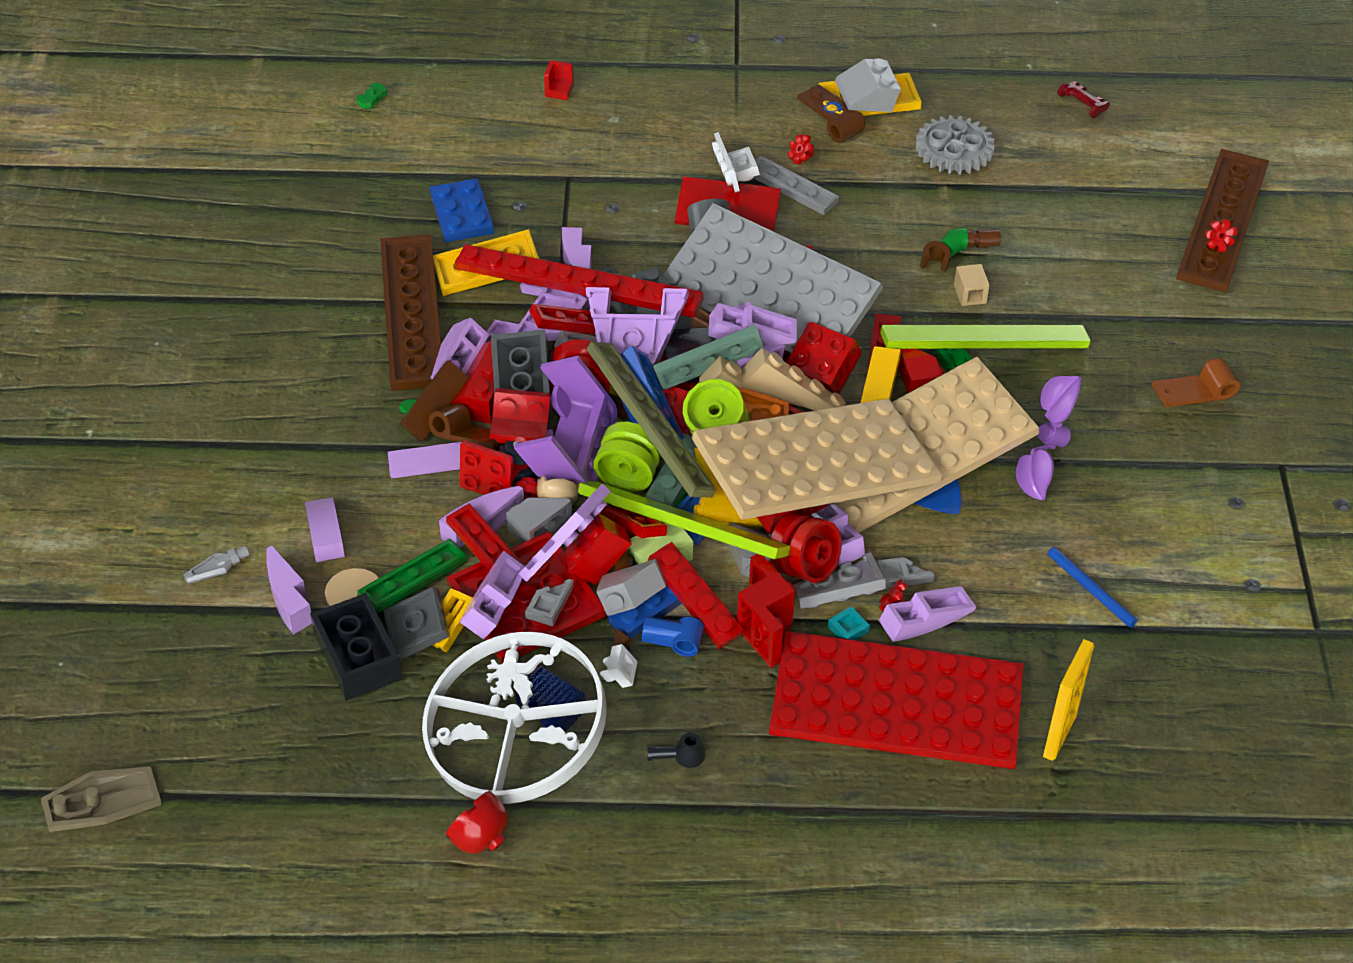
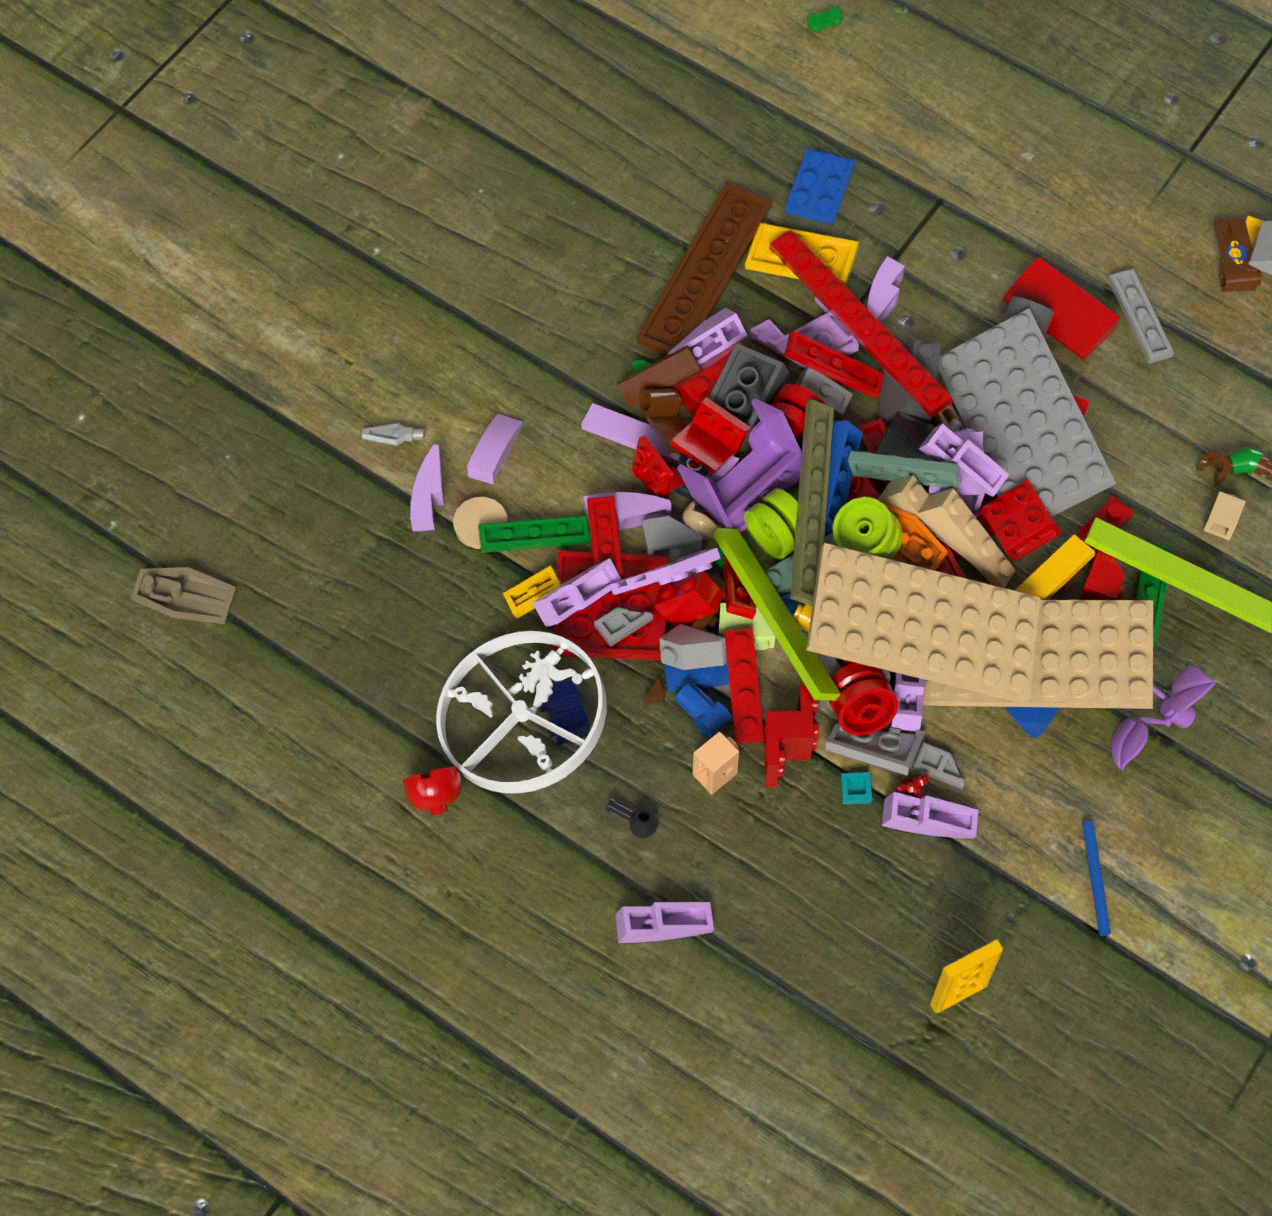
camera: 35 degrees right, 15 degrees up
(356, 646) = (444, 574): black brick -> none
(416, 622) = (506, 580): dark grey tile -> none
(529, 487) = (679, 503): red plate -> none
(558, 80) = (1001, 88): red panel -> none
(620, 666) = (640, 714): white tile -> none
(641, 331) = (867, 405): lavender wing -> none
(720, 663) = (716, 762): none -> light nougat brick
(735, 165) = (1096, 269): white bracket -> none
(771, 819) = (663, 921): none -> lavender slope
(801, 149) = (1175, 282): red plant -> none
(898, 699) = (847, 880): red plate -> none

